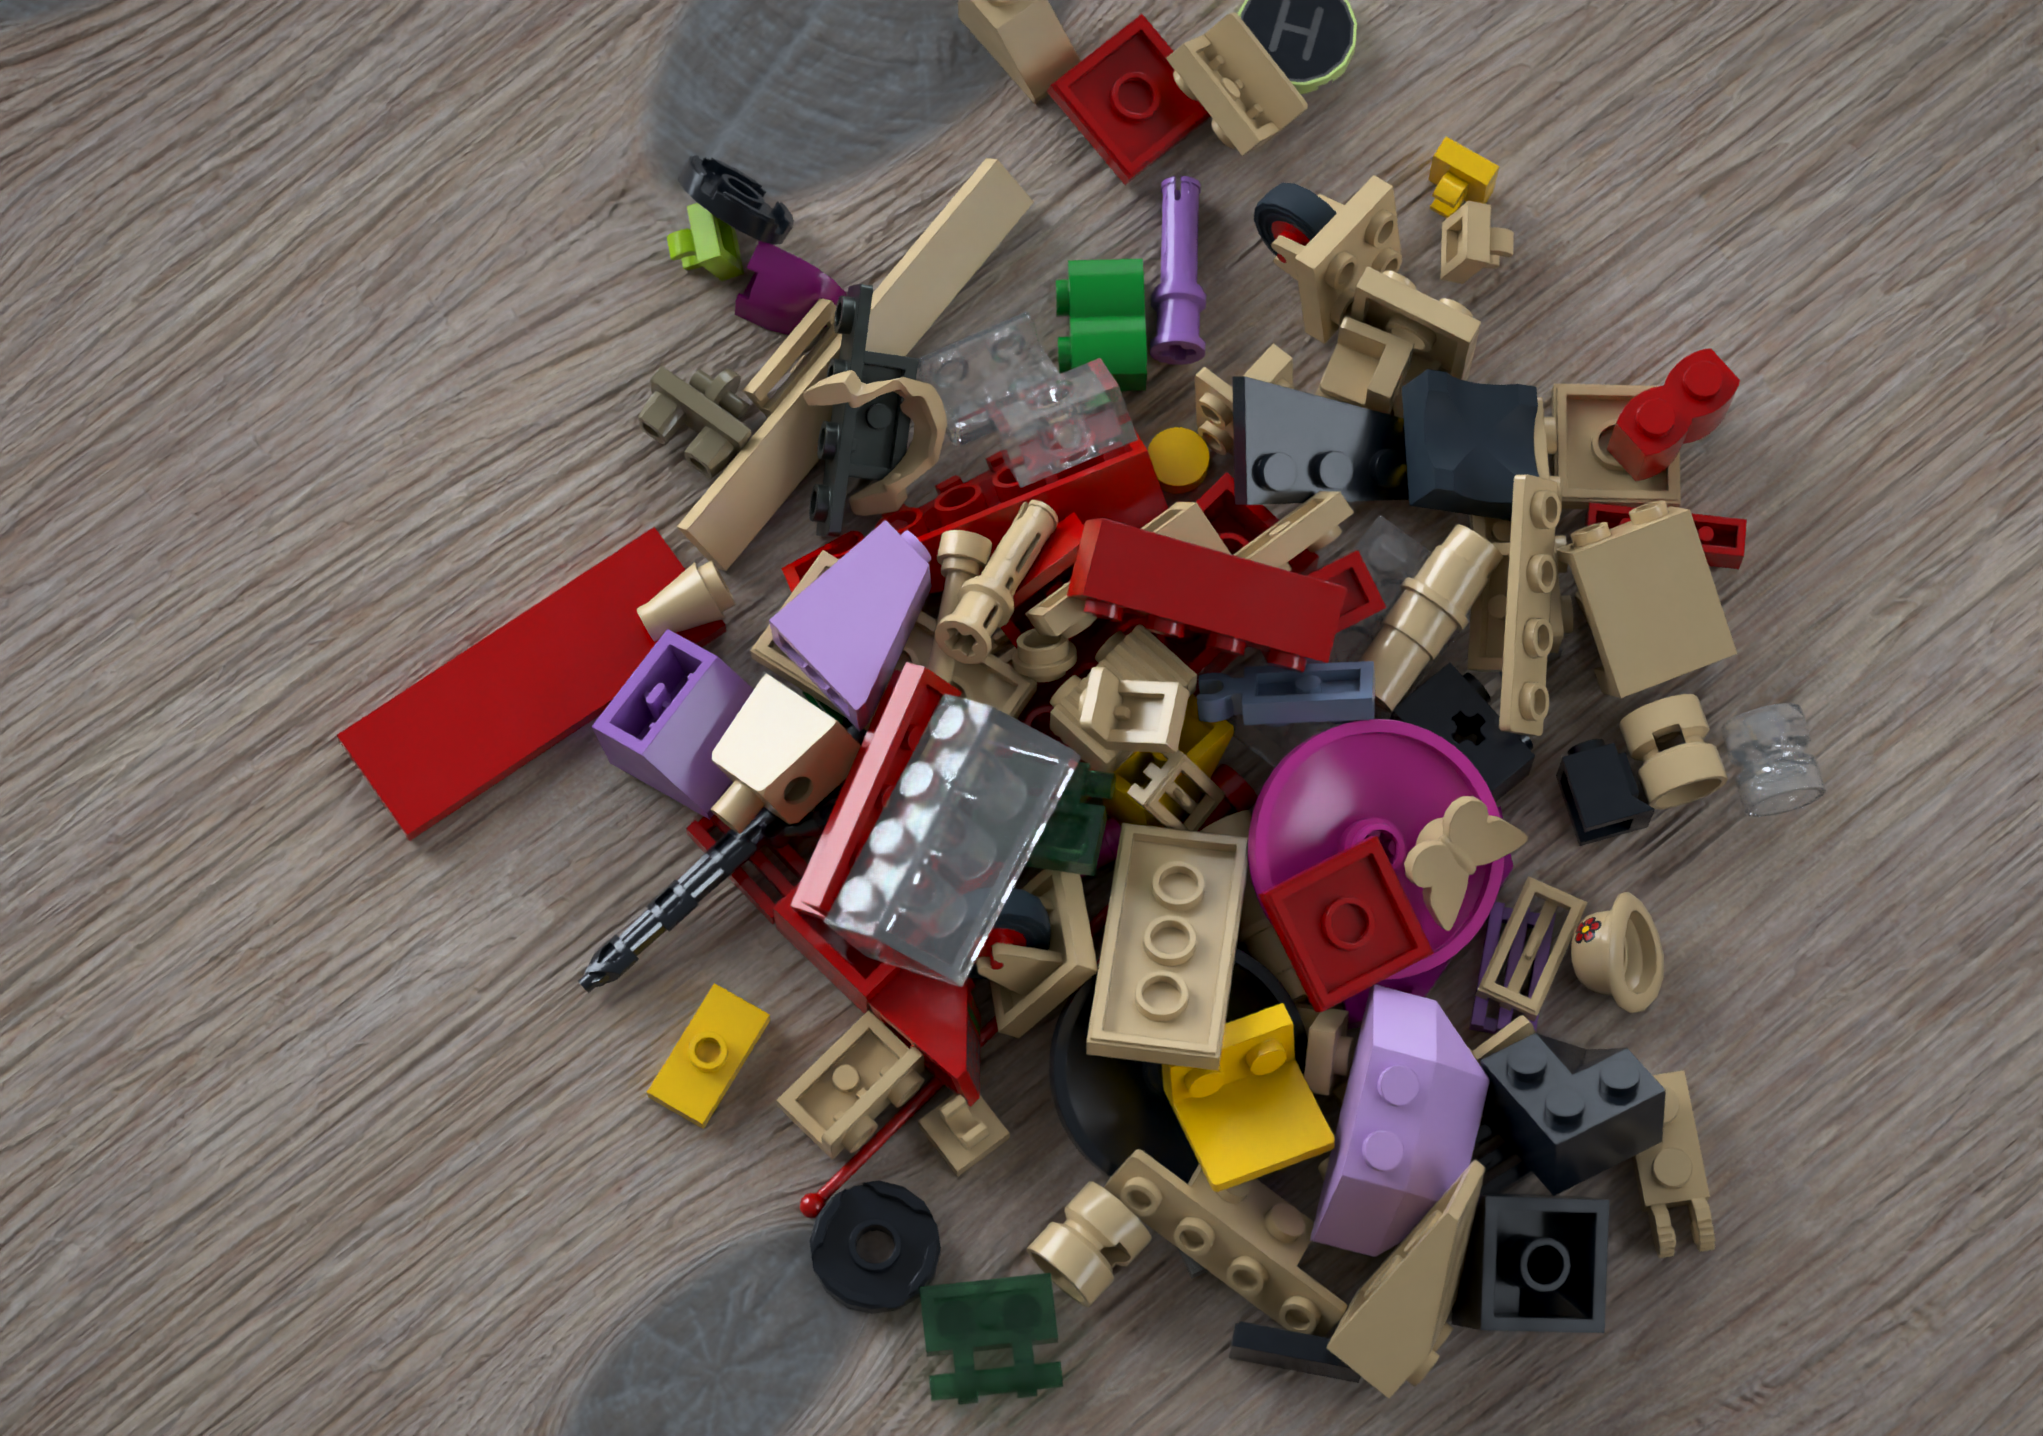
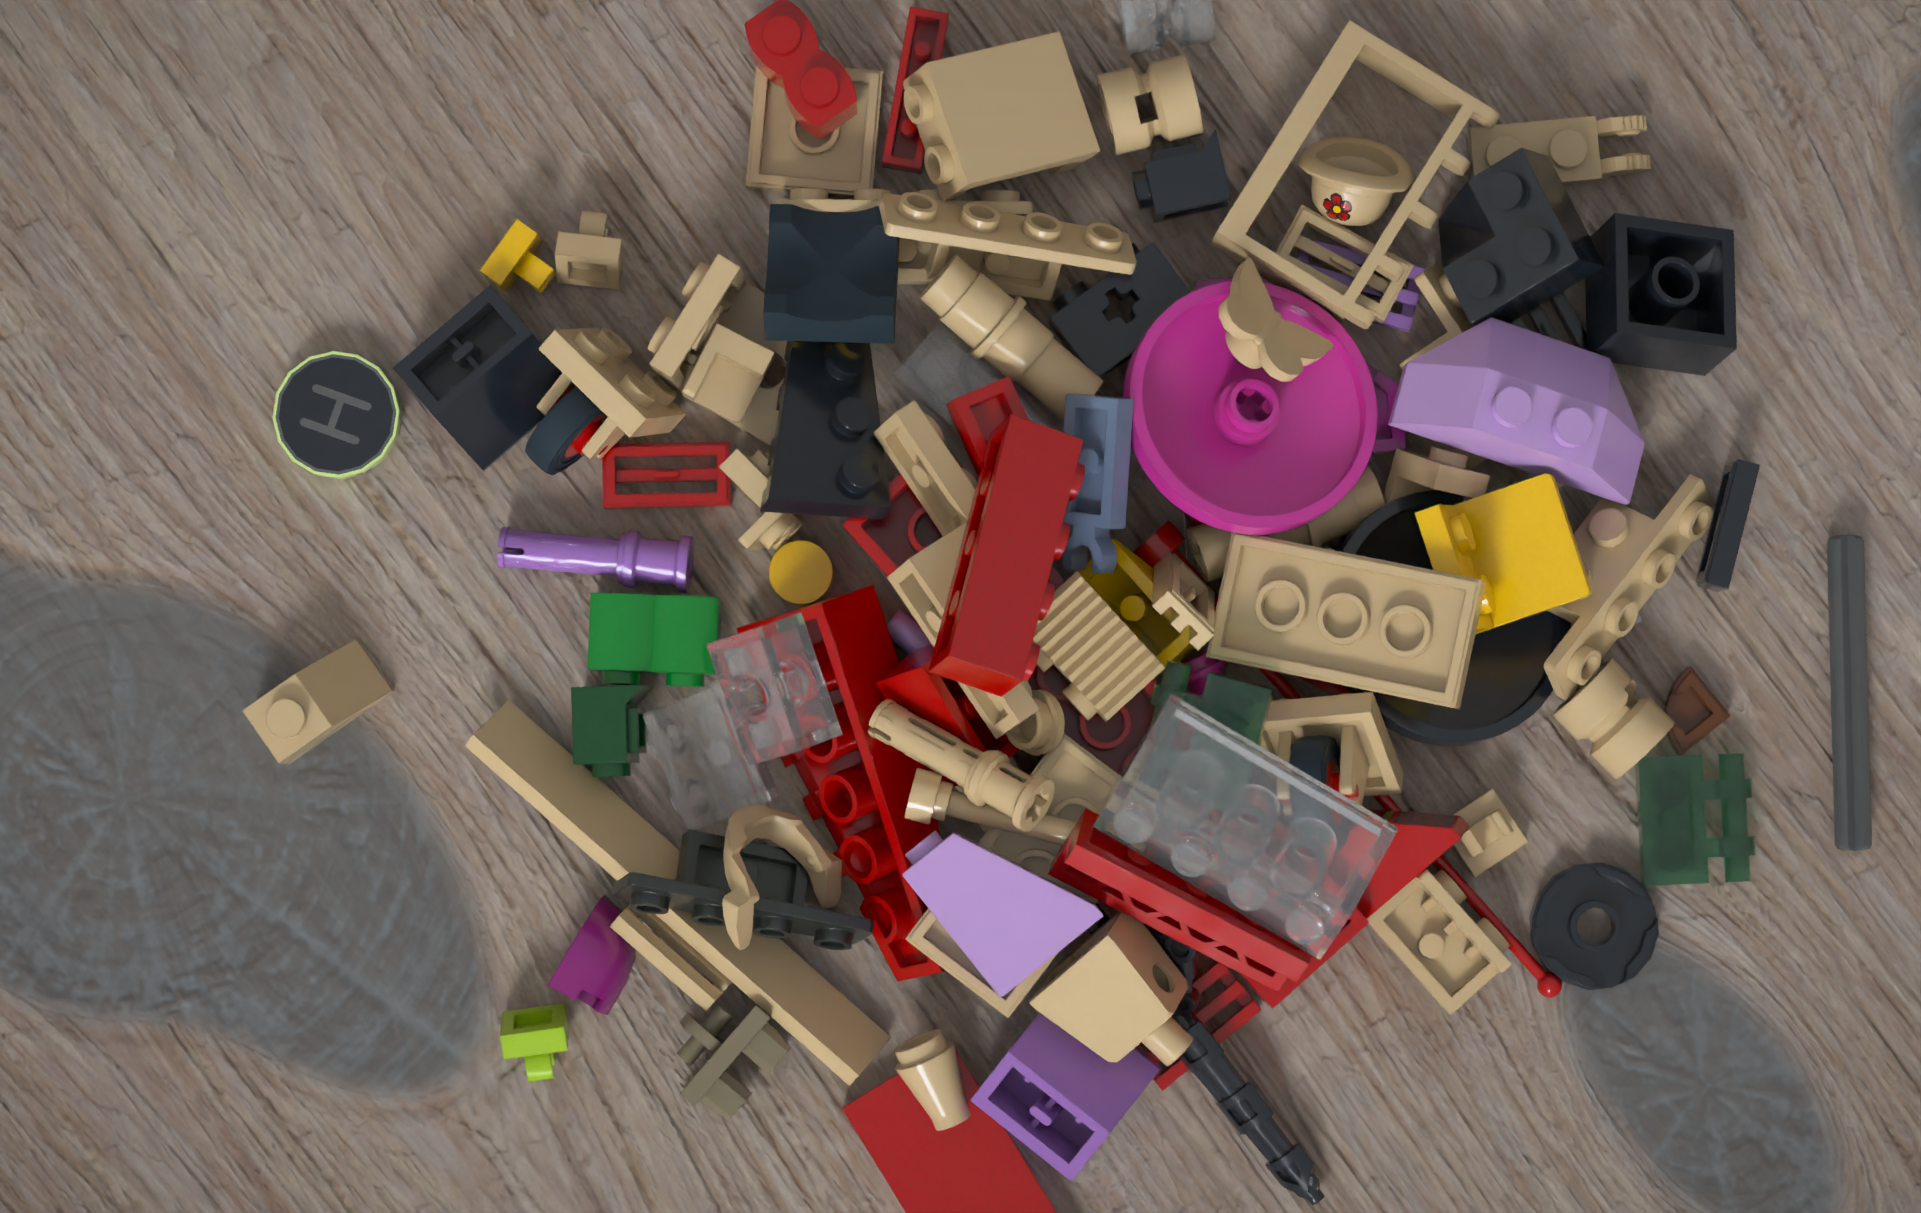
camera: 85 degrees left, 15 degrees up
(708, 1056) = (1394, 1079): yellow plate -> none
(735, 199) = (502, 1010): black tile -> none
(1013, 283) = (608, 727): none -> dark green window
(1102, 1333) = (1693, 711): none -> reddish brown tile
(1129, 100) = (403, 588): red plate -> none
(1132, 712) = (1127, 638): tan bracket -> none
(1237, 84) = (403, 482): tan bracket -> none
(1257, 281) = (611, 476): none -> red tile
(1343, 137) = (482, 377): none -> black slope
(1346, 924) = (1334, 444): red plate -> none
(1404, 1305) = (1699, 418): tan slope -> none
(1719, 925) = (1408, 74): none -> tan hinge

